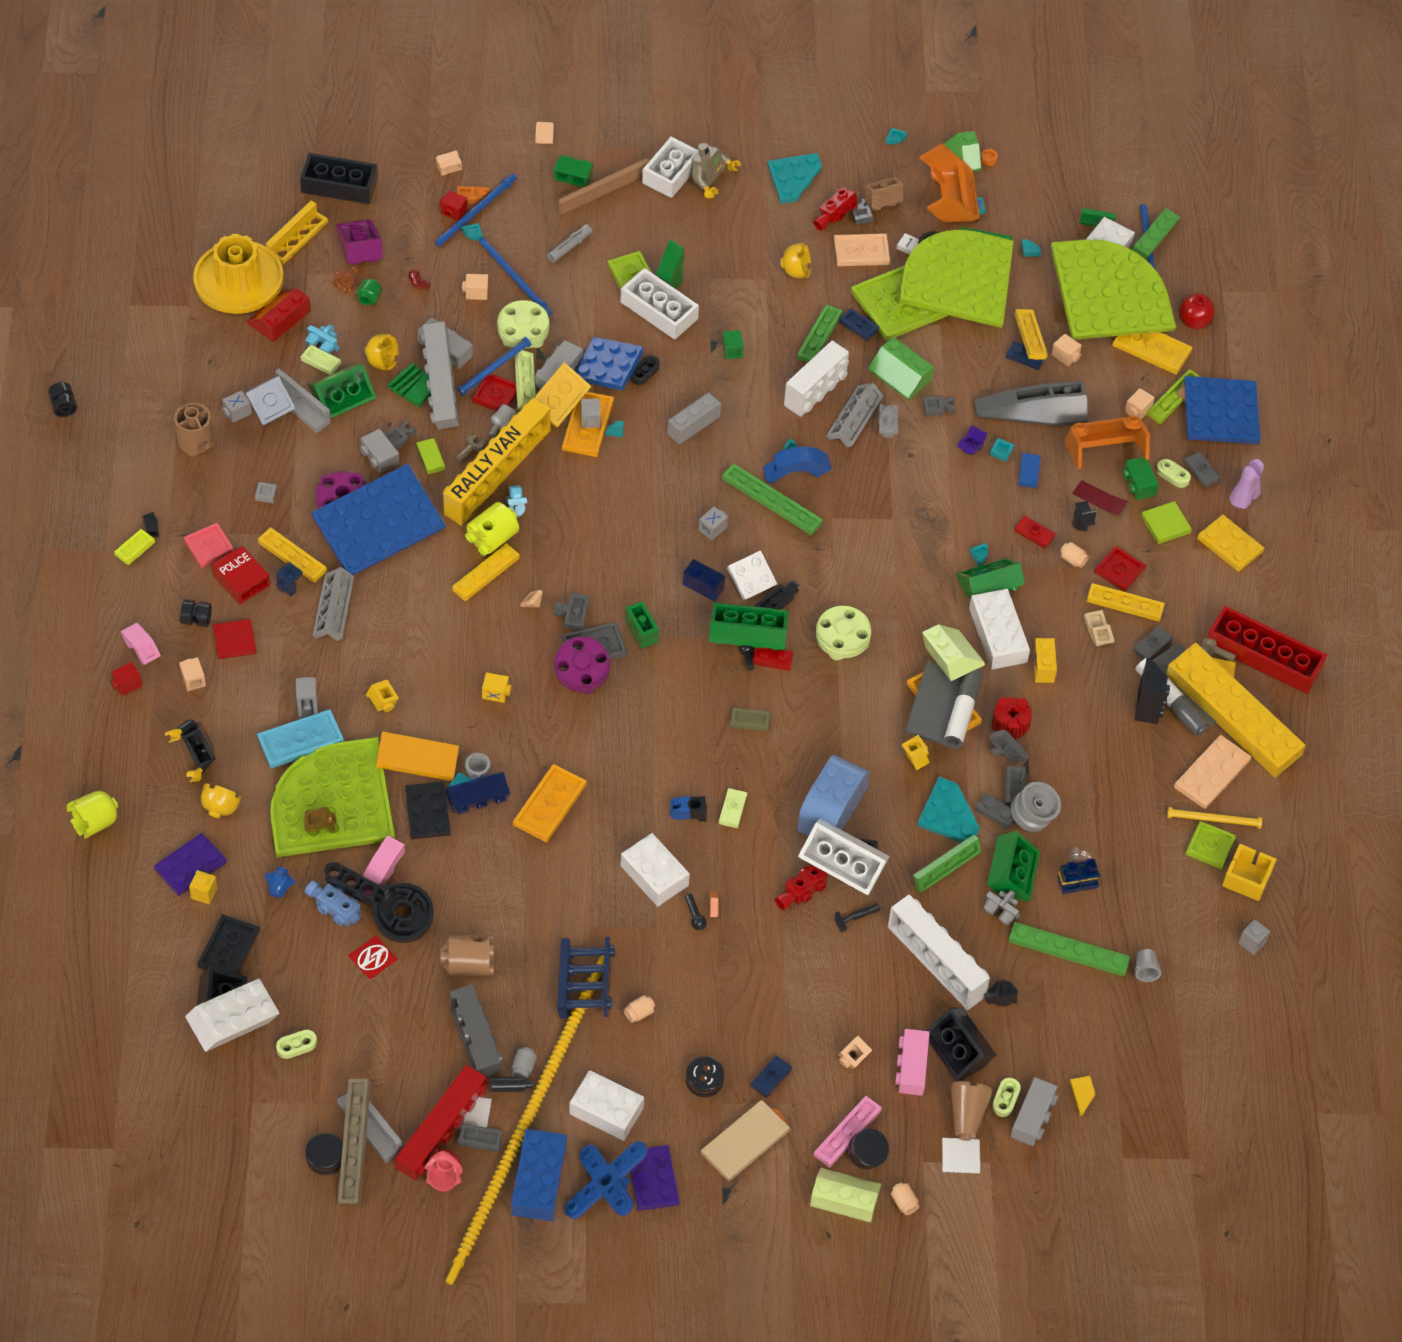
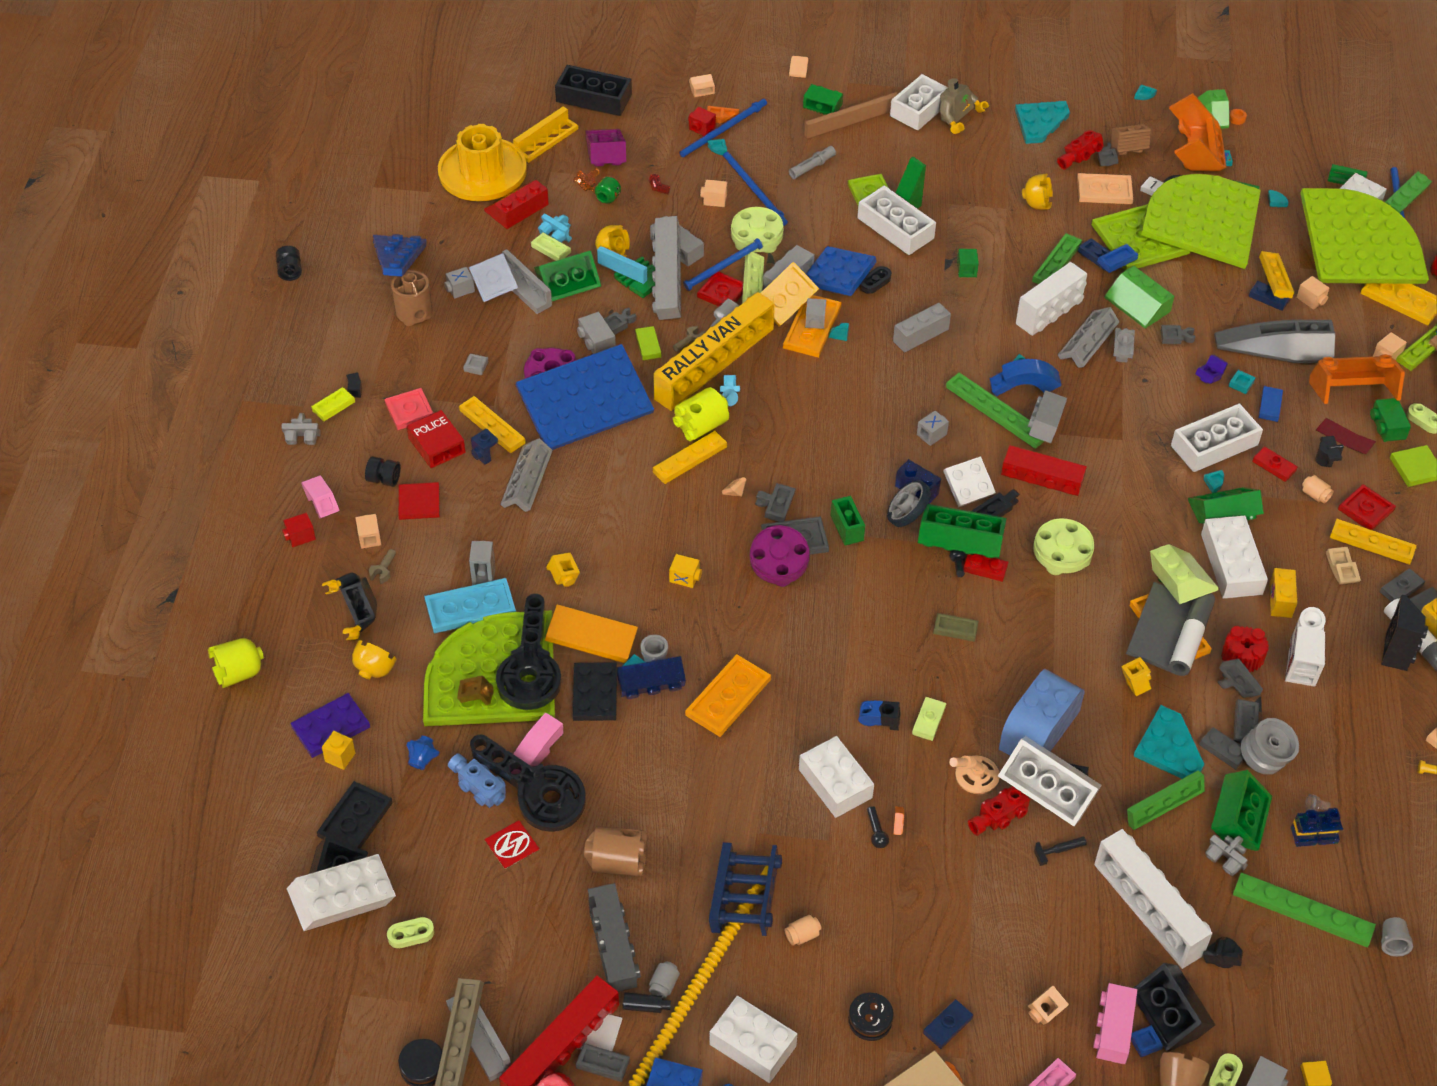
camera: 10 degrees right, 5 degrees down
(111, 575) = (301, 427): none -> light grey hips
(171, 381) = (397, 252): none -> blue wing
(211, 709) = (382, 568): none -> dark tan bar
(366, 787) = (530, 660): none -> black beam
(395, 375) = (622, 264): none -> medium azure tile
(695, 602) = (908, 503): none -> wheel
(778, 852) = (975, 770): none -> light nougat dish
(819, 503) = (1046, 416): none -> light grey brick
(820, 558) = (1043, 470): none -> red brick
(877, 328) = (1117, 258): none -> blue tile
(939, 1074) = (1146, 1041): none -> blue tile
(979, 511) = (1216, 437): none -> white brick
(1066, 712) = (1307, 648): none -> white piece

